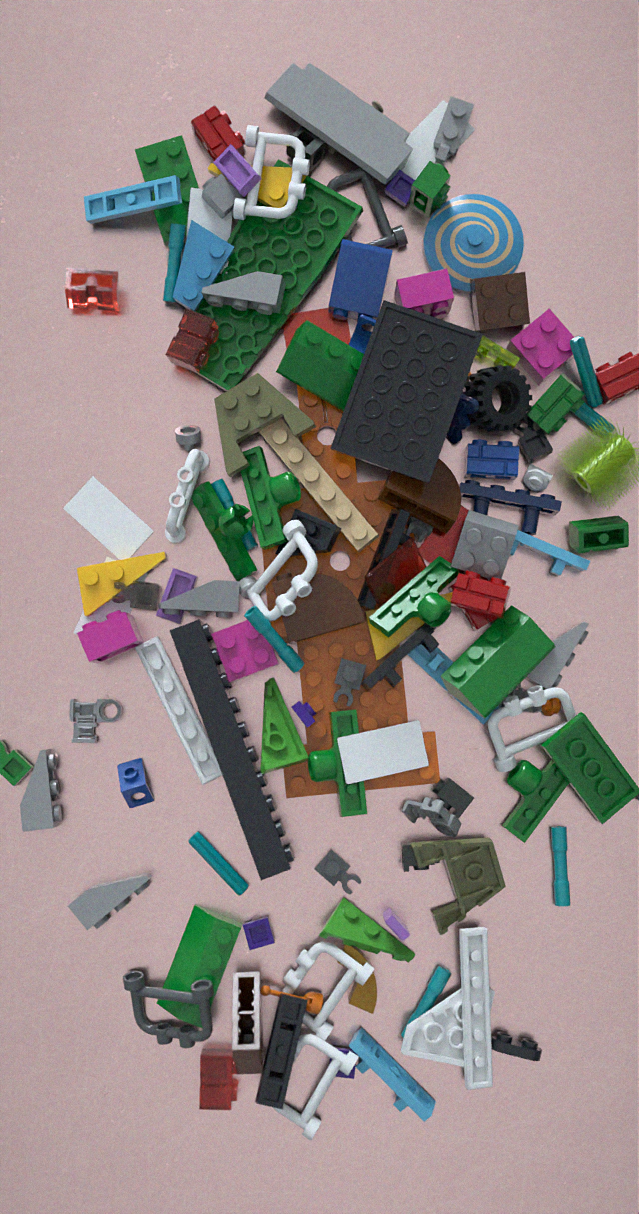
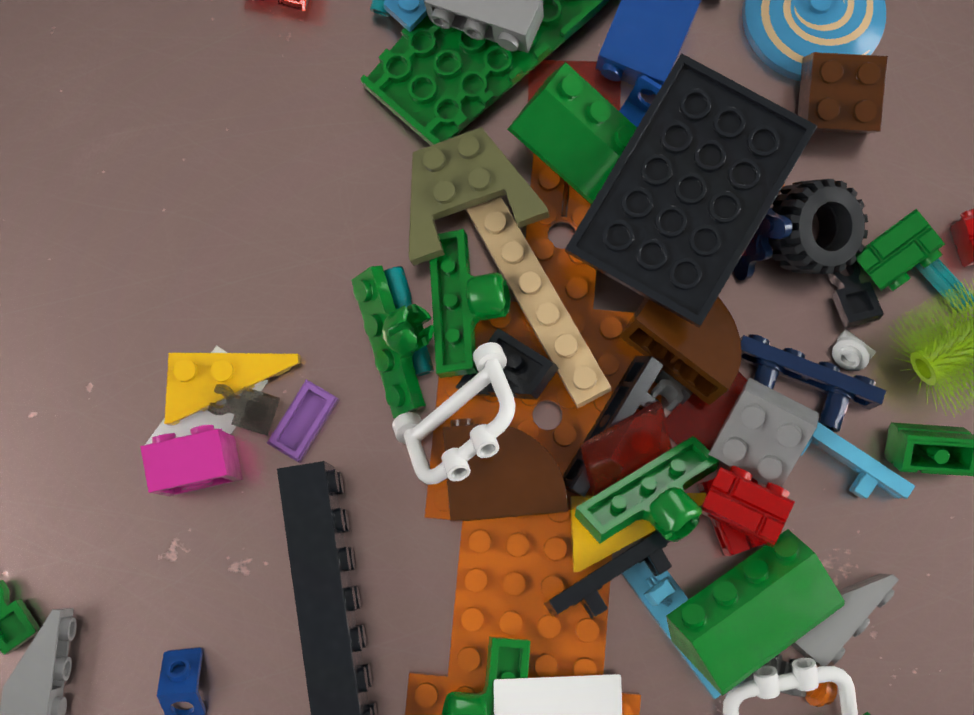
camera: 10 degrees right, 5 degrees down
(85, 718) = (133, 571): light grey piece -> none
(108, 519) = (230, 294): white sticker -> none
(179, 709) = (270, 584): white tile -> none
(188, 436) = (366, 198): light grey tile -> none
(193, 341) = (399, 67): clear red brick -> none
(196, 462) = (367, 237): white bar -> none
(213, 596) = (349, 431): light grey slope -> none
(243, 651) = (384, 517): dark pink brick -> none
(279, 735) = (409, 664): bright green wing -> none
(284, 650) = (418, 492): teal piece -> none
(304, 712) = (453, 631): dark purple plate -> none
(349, 677) = (529, 589): dark grey plate -> none
(426, 293) = (743, 56): dark pink brick -> none
(491, 461) = (792, 313): blue brick -> none
(496, 353) = (823, 164): clear neon green plate -> none
(542, 347) = (893, 168): dark pink brick -> none
(586, 371) = (950, 212): teal axle -> none

